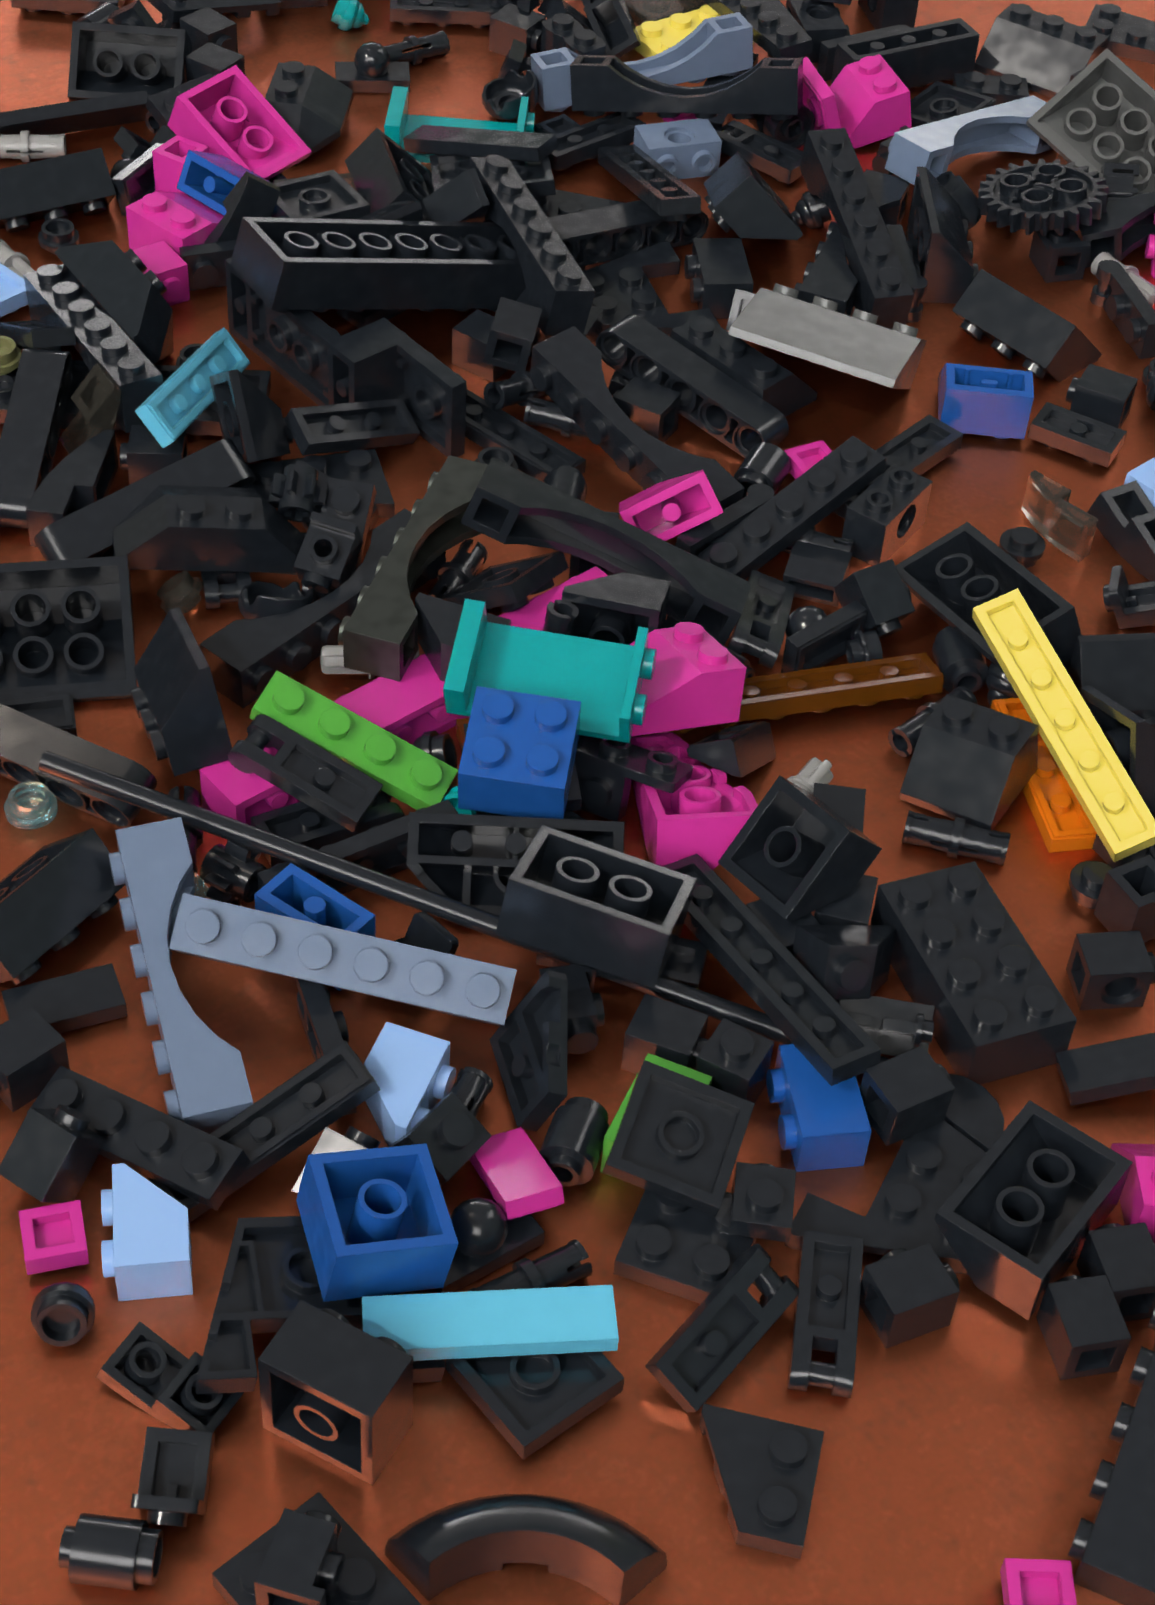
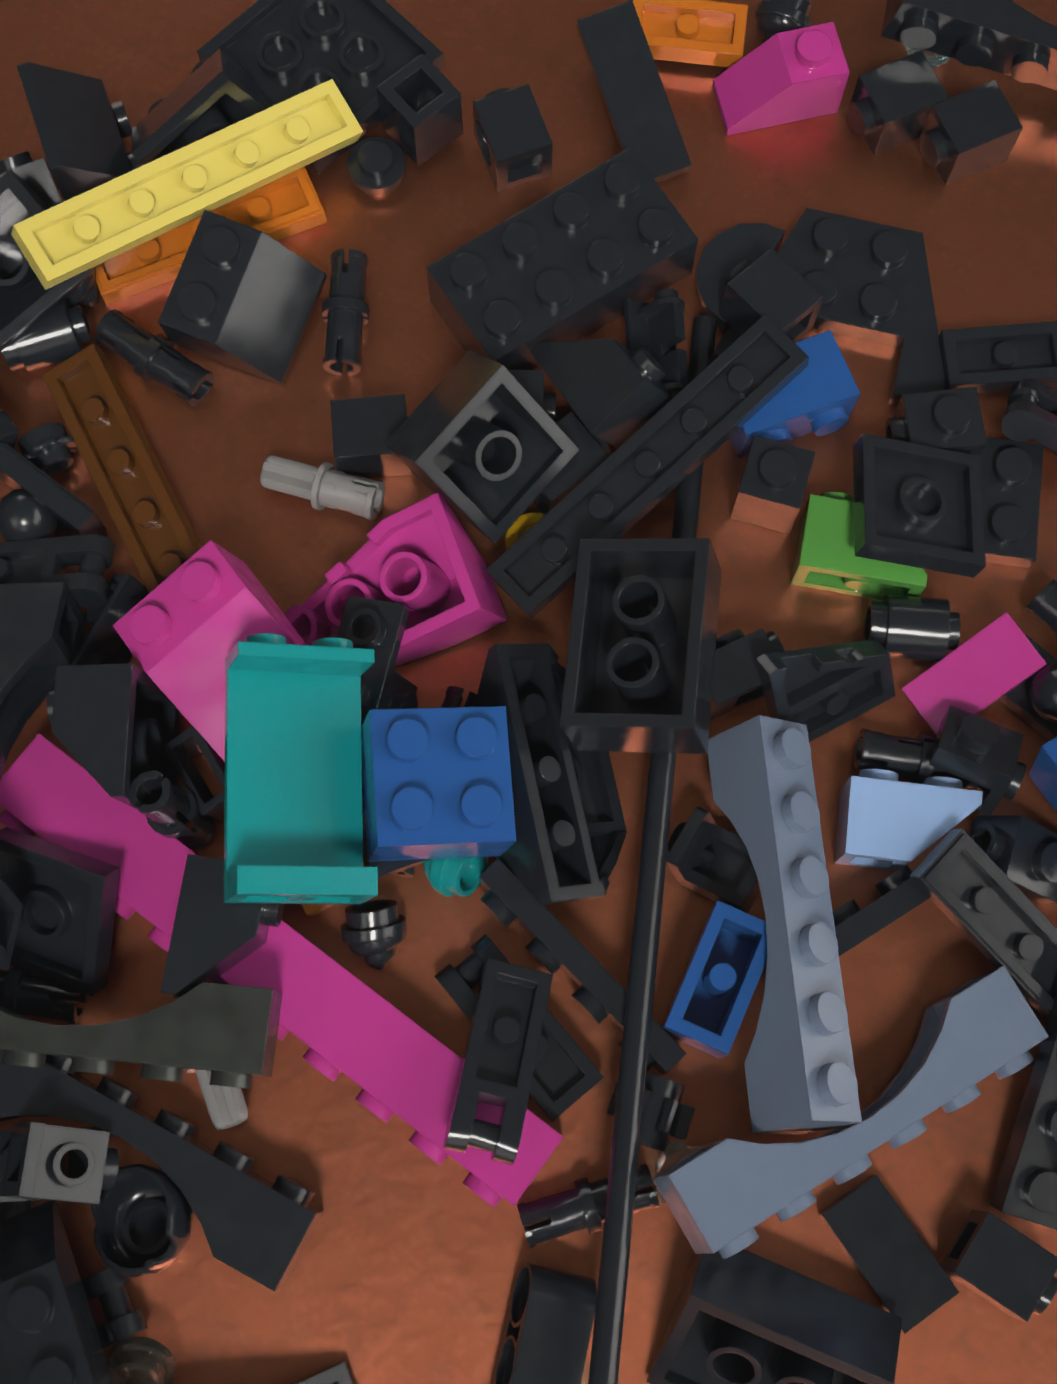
camera: 100 degrees left, 30 degrees up
(179, 699) = (408, 1273): black slope -> none
(398, 765) = (422, 1022): bright green plate -> none
(665, 1032) = (752, 560): black brick -> none
(736, 748) = (289, 568): black slope -> none
(908, 1294) = (986, 282): black brick -> none
(1031, 1206) = (871, 166): black slope -> none

